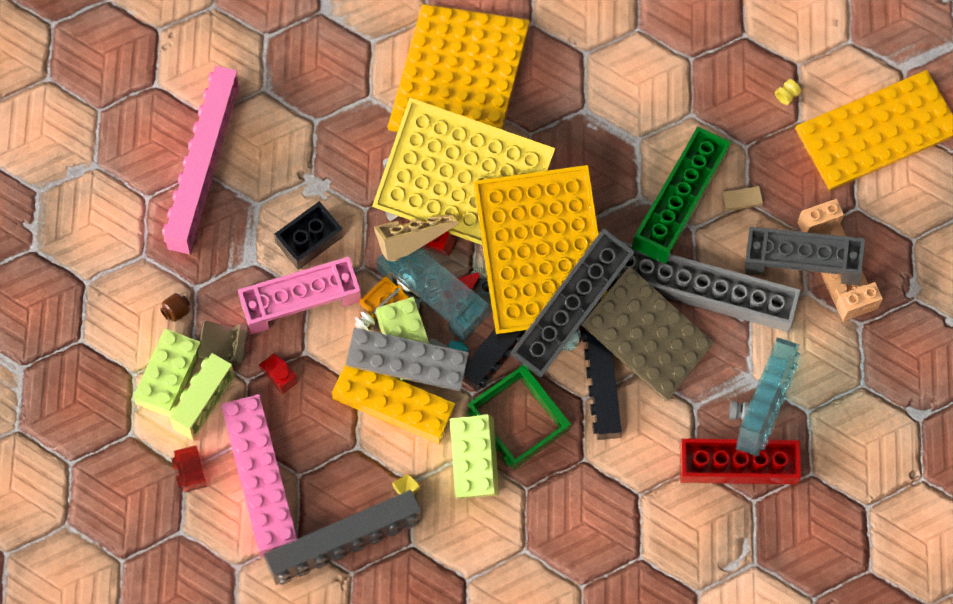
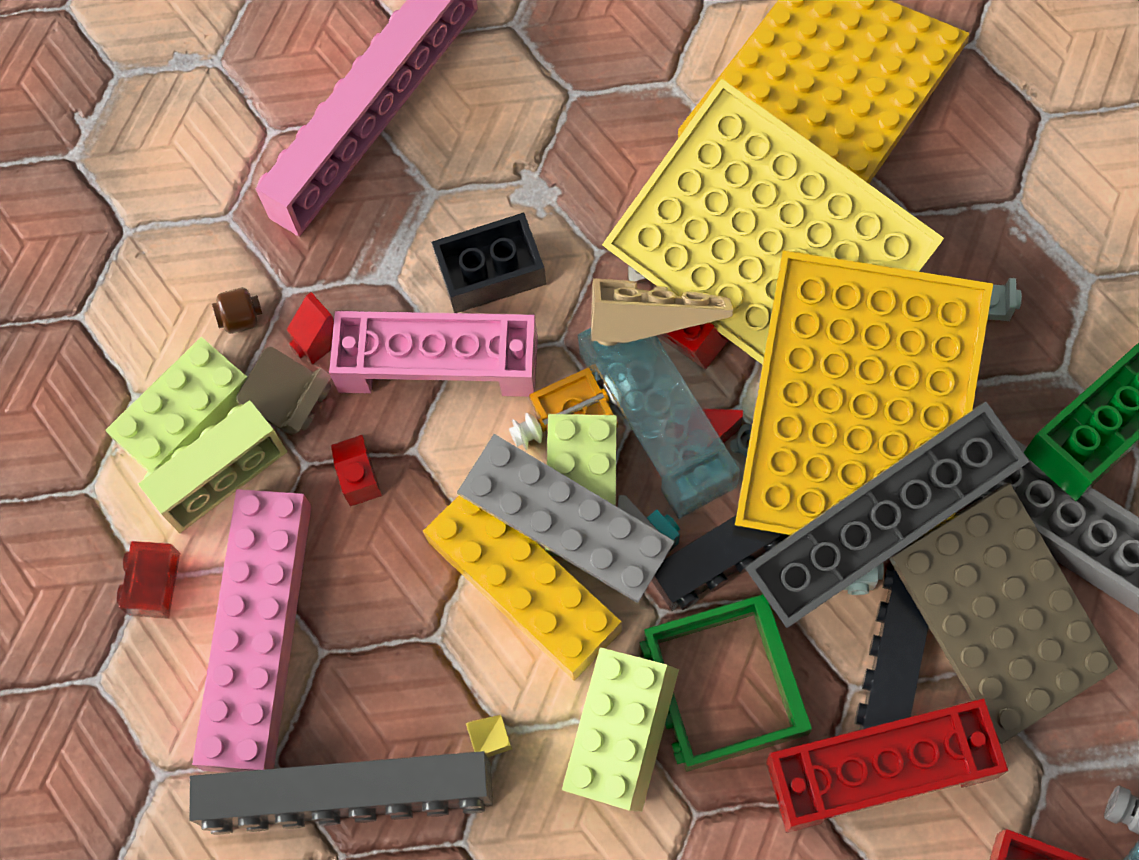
camera: 30 degrees right, 0 degrees up
(225, 304) = (311, 330): none -> red slope
(596, 167) = (1004, 301): none -> light aqua bracket
(612, 428) = (885, 764): none -> red plate

